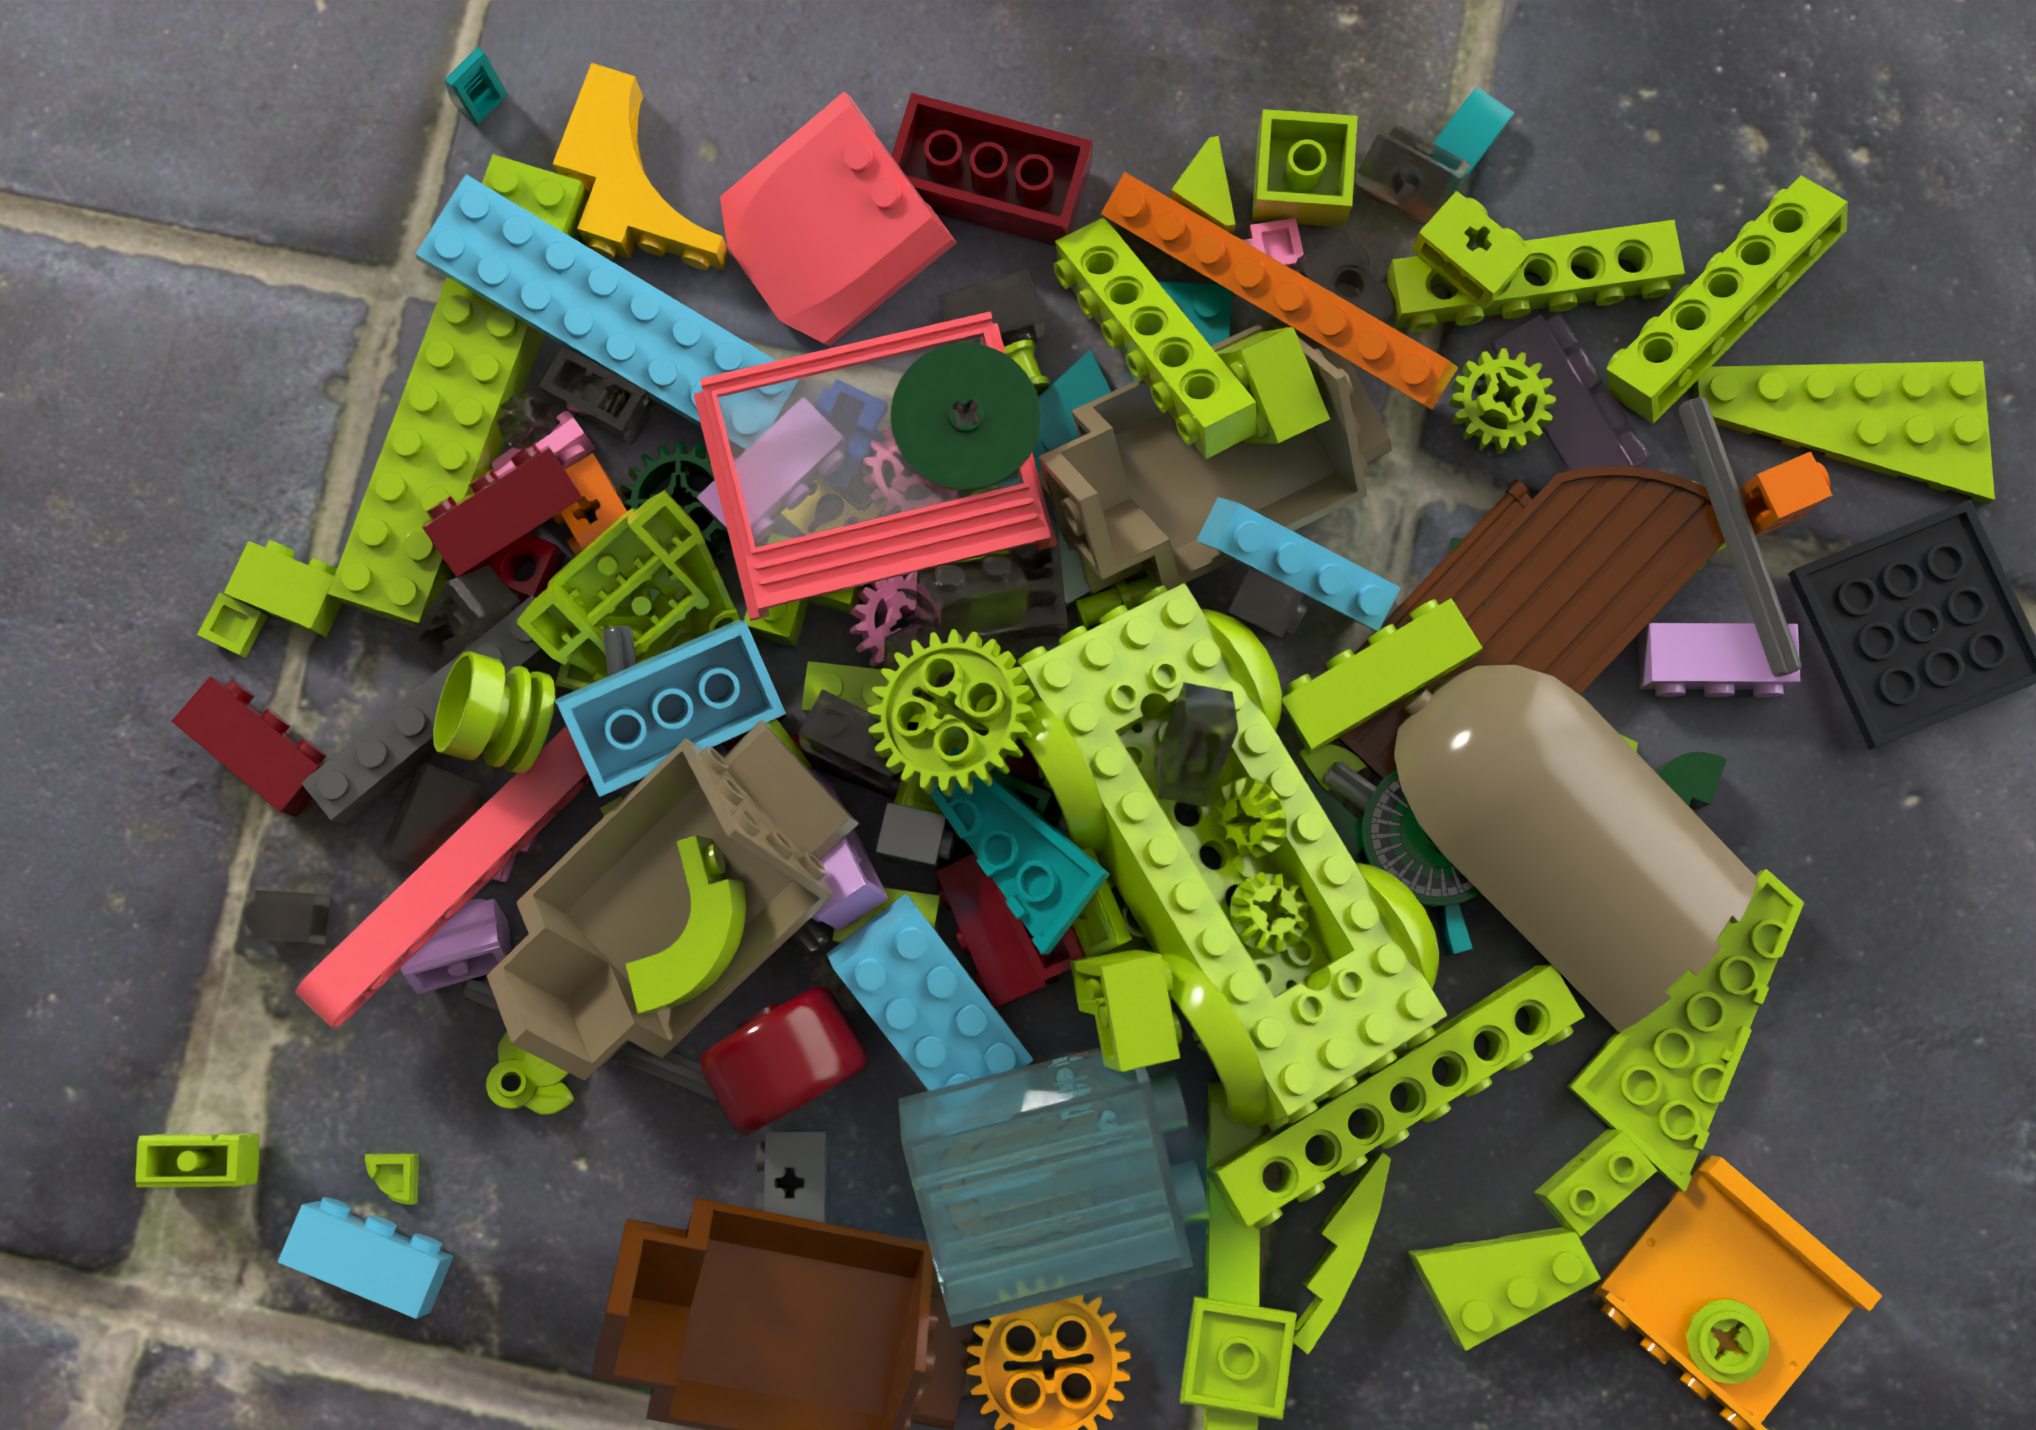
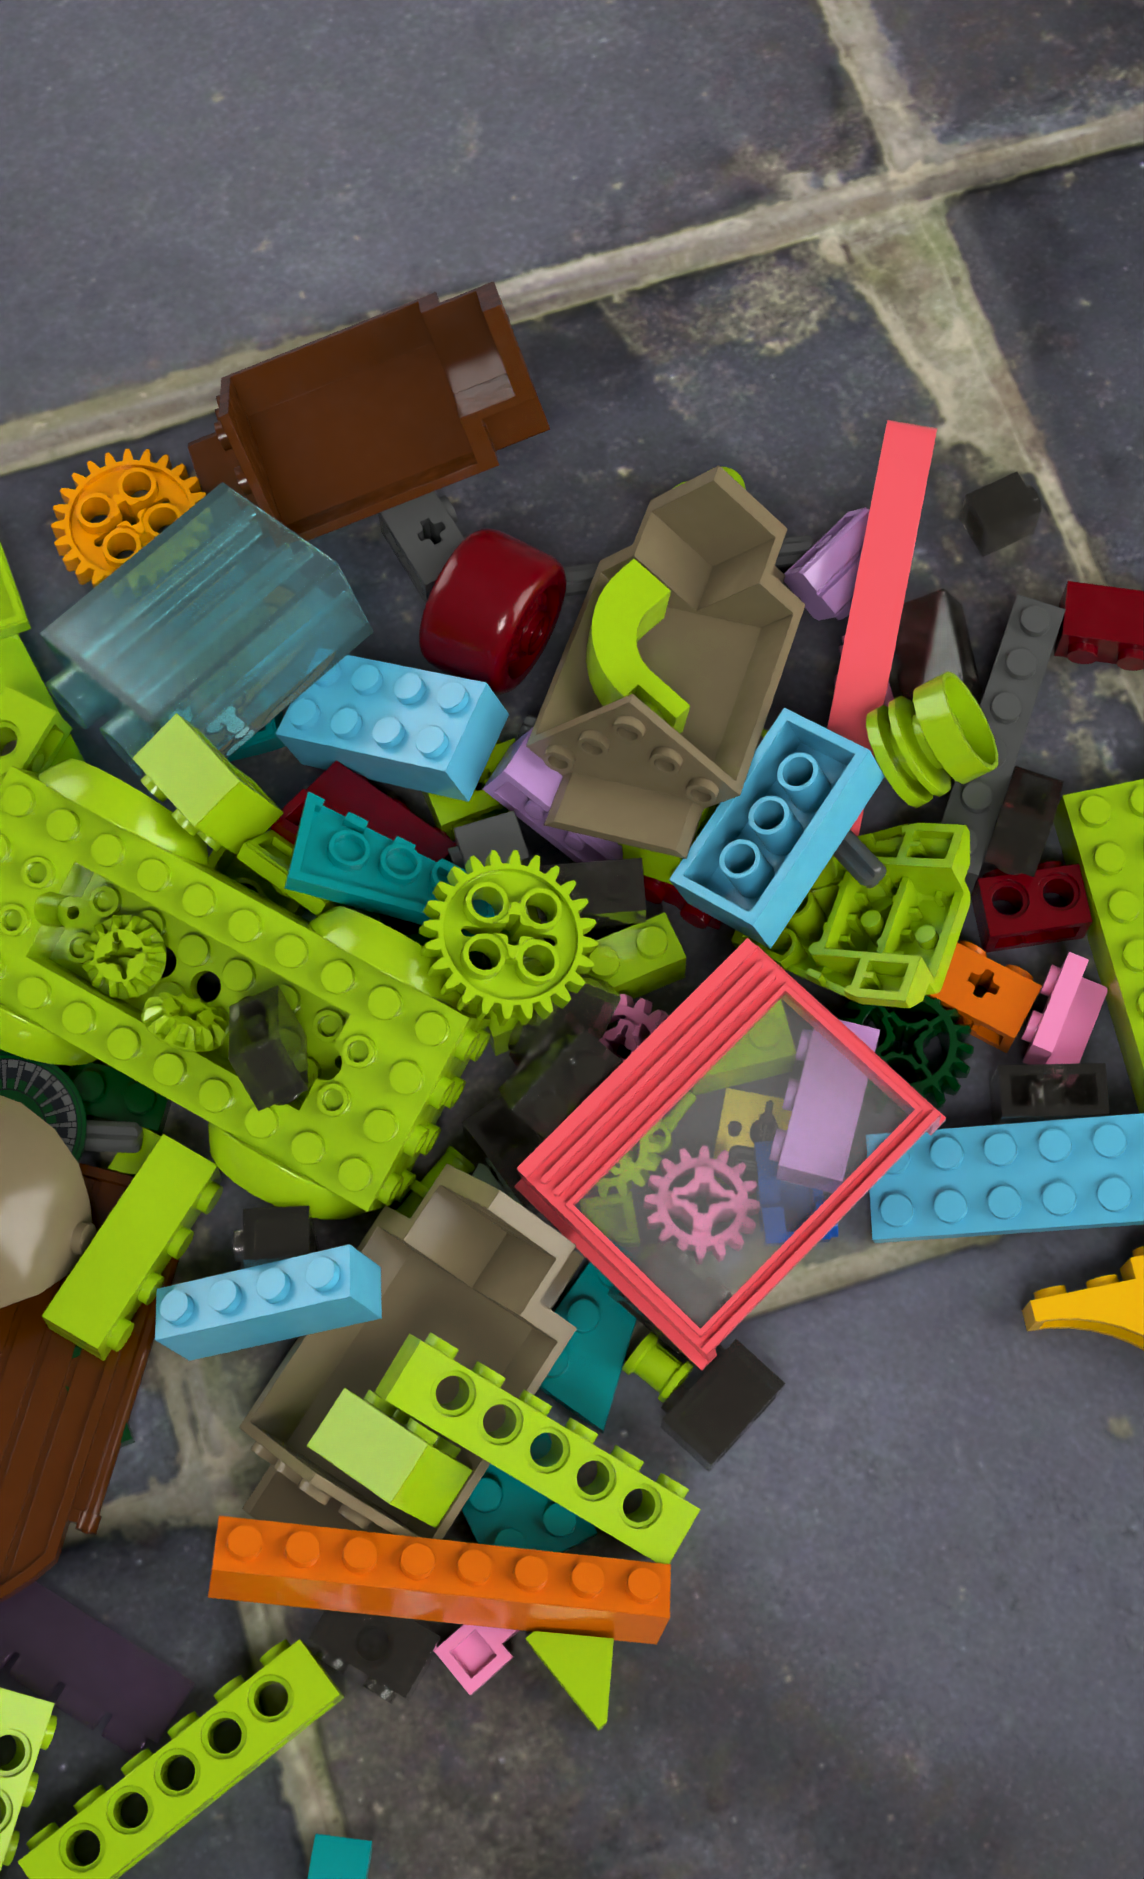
camera: 145 degrees right, 10 degrees down
(197, 1160) = (936, 296): lime brick -> none
(366, 1257) = (750, 305): medium azure brick -> none
(395, 1175) = (772, 381): lime tile -> none
(500, 508) = (1054, 924): dark red brick -> none
(526, 420) = (1095, 1032): clear smoke gear -> none
(830, 225) = (940, 1401): coral wedge -> none
(965, 378) = (693, 1266): dark green piece -> none
(993, 168) = (815, 1552): dark red brick -> none
(1304, 167) = (487, 1750): lime brick -> none
(1399, 149) = (370, 1814): clear smoke brick -> none
(1479, 272) = (230, 1718): lime brick -> none
(1498, 380) = (131, 1634): lime gear -> none

